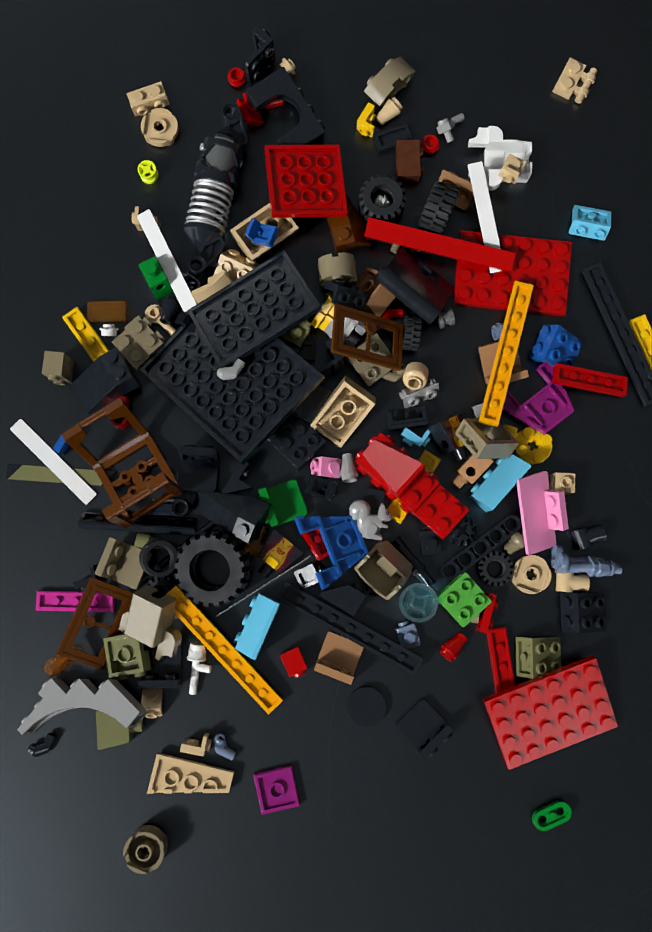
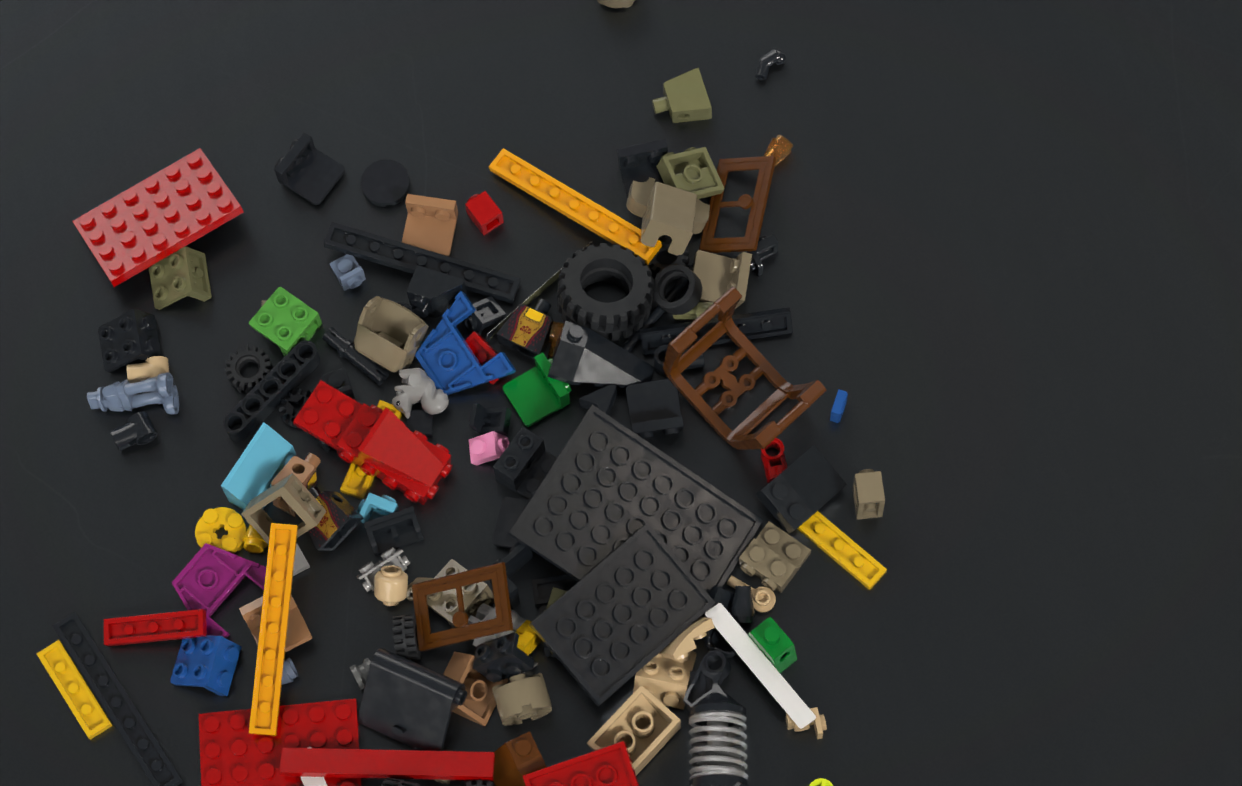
camera: 175 degrees right, 15 degrees down
(44, 474) = (841, 371): olive sticker -> none
(53, 461) = (856, 391): white sticker -> none
(69, 601) = (782, 225): dark pink tile -> none
(106, 311) = (828, 590): clear orange tile -> none
(108, 330) = (818, 563): white plate -> none
(108, 698) = (697, 120): light grey arch -> none
(152, 702) = (647, 130): tan bracket -> none
(187, 776) = (593, 65): tan wing -> none
(193, 746) = (583, 95): tan bracket -> none
(197, 654) = (604, 193): white piece -> none
(221, 747) = (552, 103): sand blue arm -> none
(228, 373) = (633, 521): light grey arm -> none
(256, 625) = (536, 240): medium azure slope -> none
(261, 233) = (632, 715): blue bracket -> none
(276, 789) = (477, 73): magenta tile -> none
(343, 411) = (477, 521): tan slope -> none
(348, 469) = (459, 451): light grey cone -> none
(392, 313) = (443, 659): red arm -> none
(418, 602) = (340, 304): clear light blue cylinder -> none
(452, 647) = (288, 269): red cone -> none
(485, 620) = (251, 305): red plate -> none
(500, 658) = (226, 267): red tile -> none
(514, 544) = (226, 404): dark tan piece -> none
(540, 511) = (201, 442): bright pink bracket -> none
(540, 568) = (208, 385): tan plate -> none
(552, 818) = (141, 110): green plate -> none
(563, 482) = (175, 488): tan brick -> none

